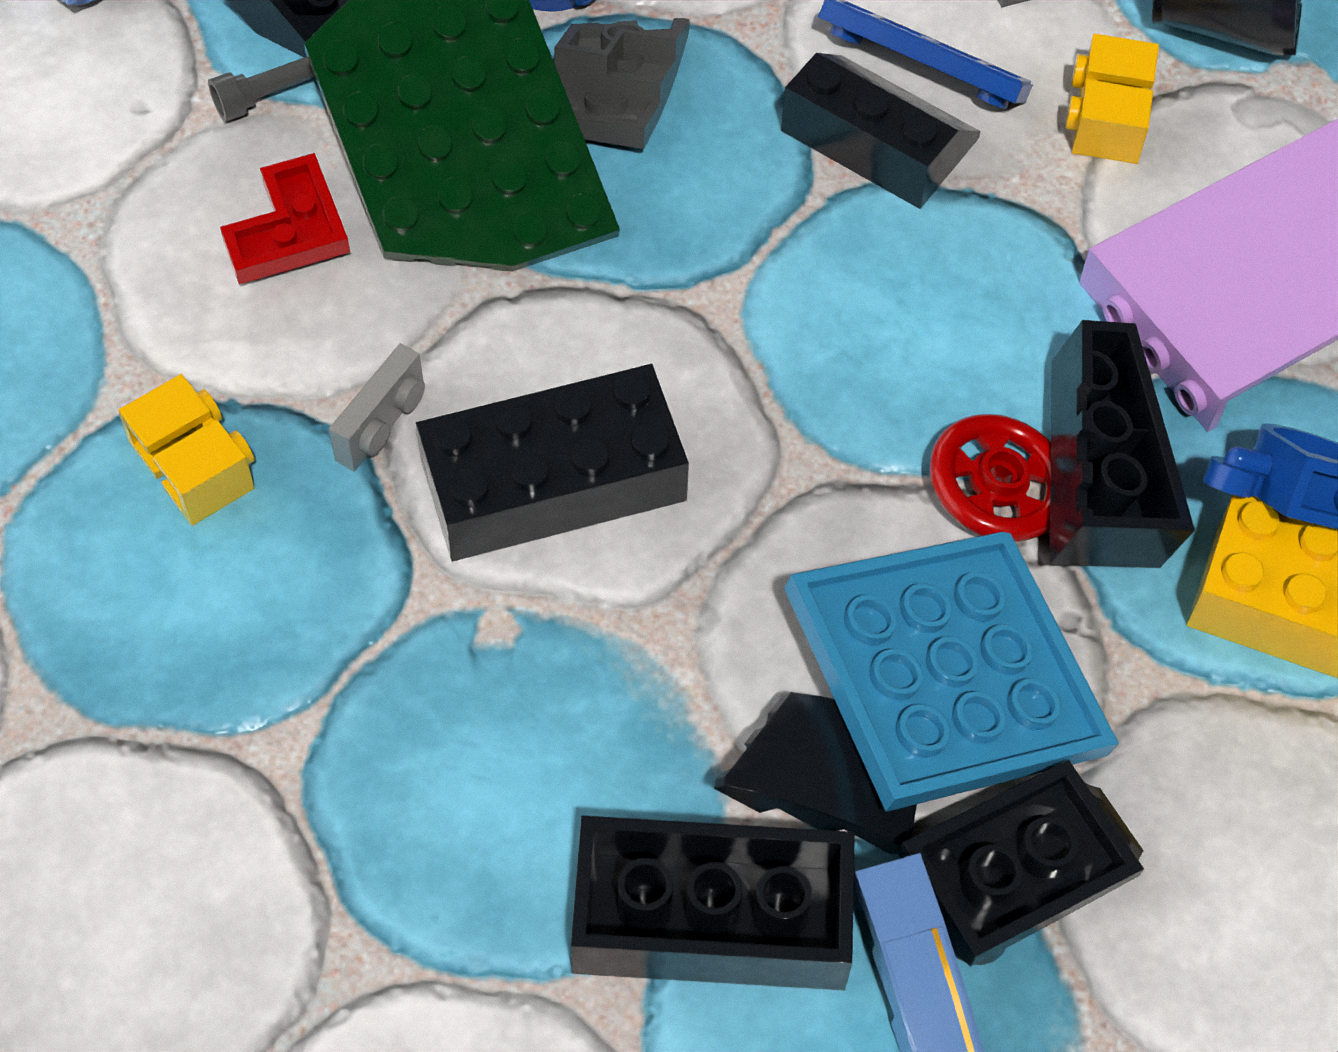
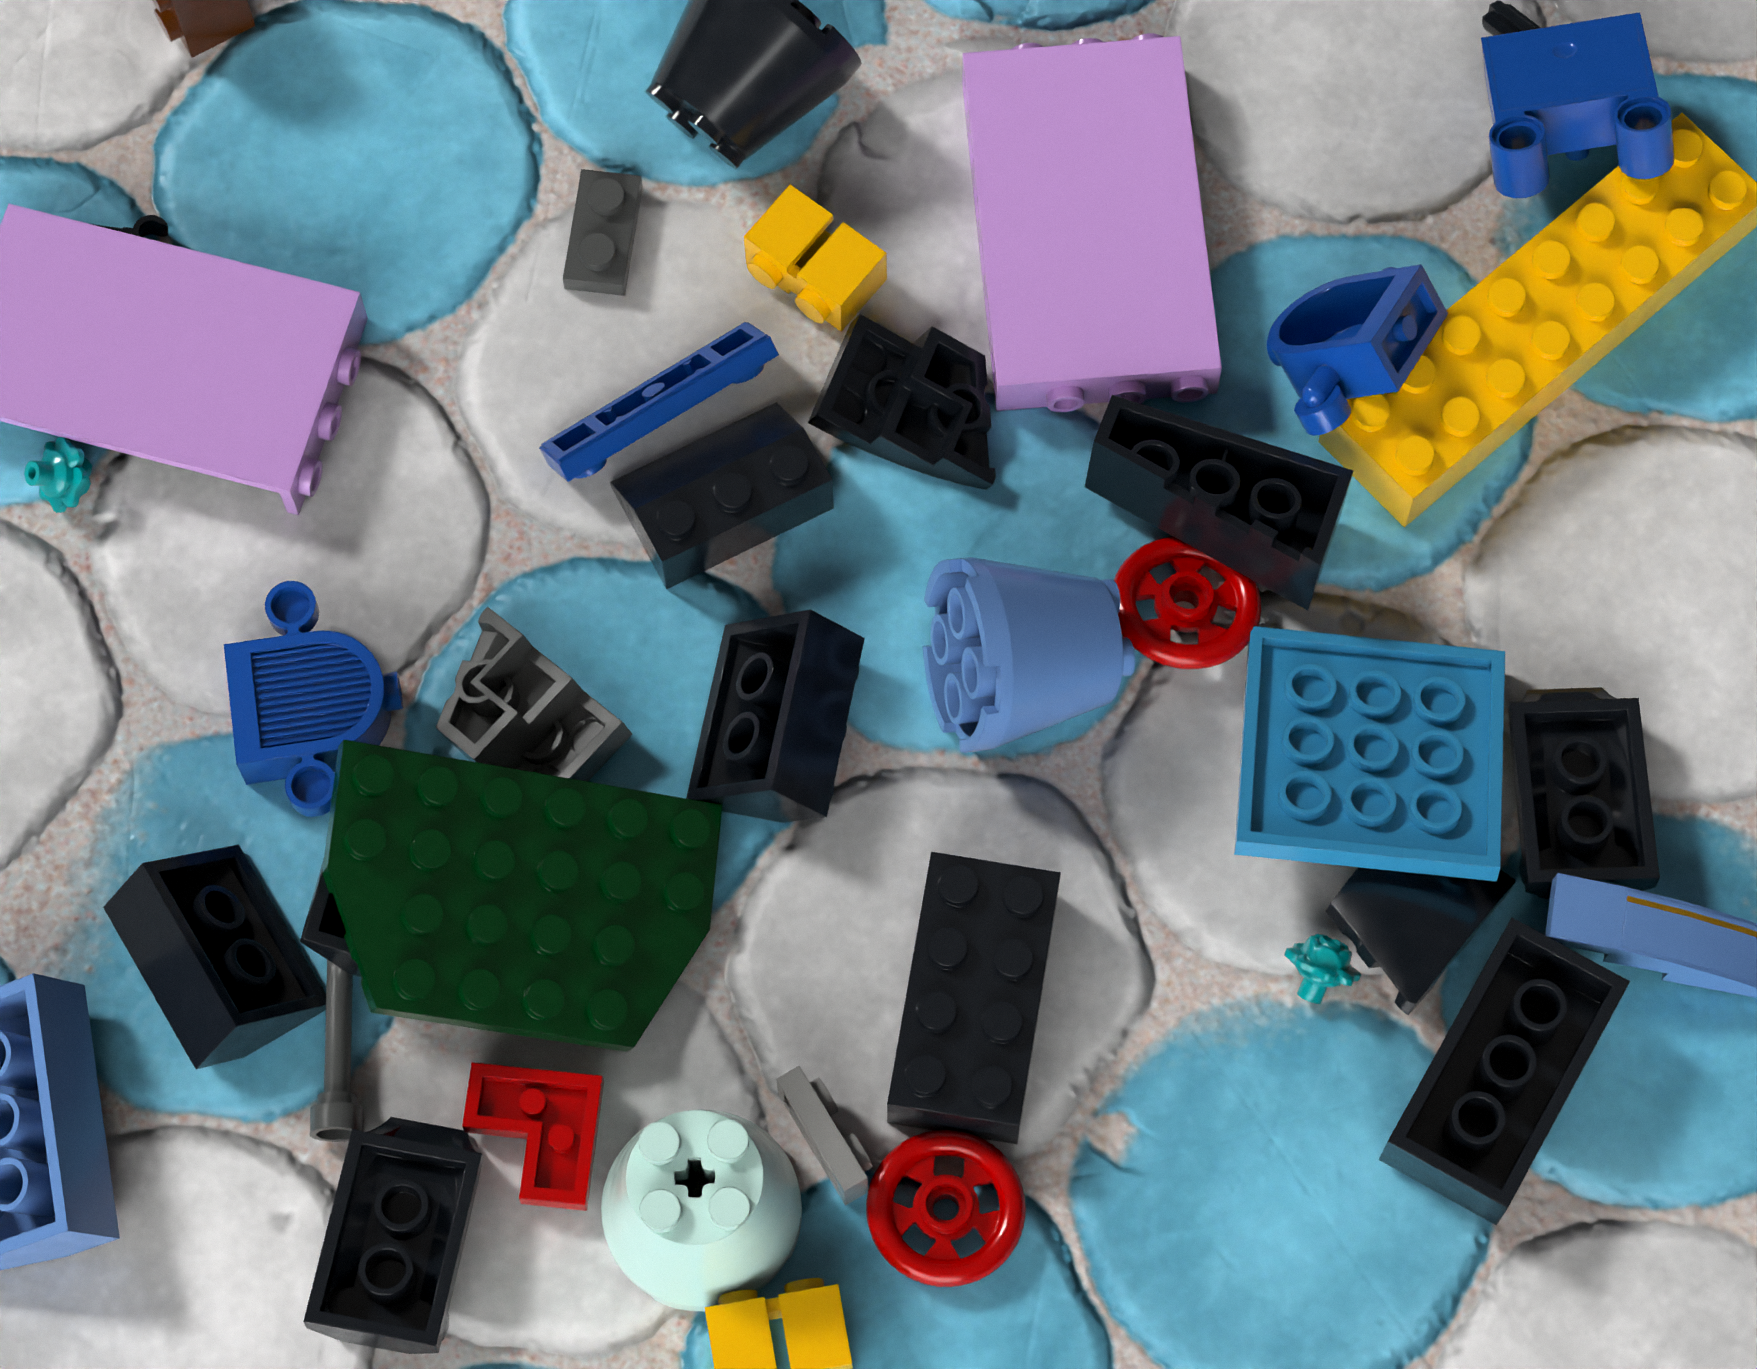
camera: 60 degrees left, 10 degrees up
(149, 161) = (395, 1237): none -> black slope
(273, 337) = (708, 1245): none -> light aqua cone
(364, 570) = (941, 1263): none -> red plate
(715, 235) = (777, 717): none -> black slope
(732, 717) = (1322, 964): none -> teal plant
(870, 355) = (1019, 649): none -> medium blue cone
(1040, 211) = (910, 402): none -> black slope

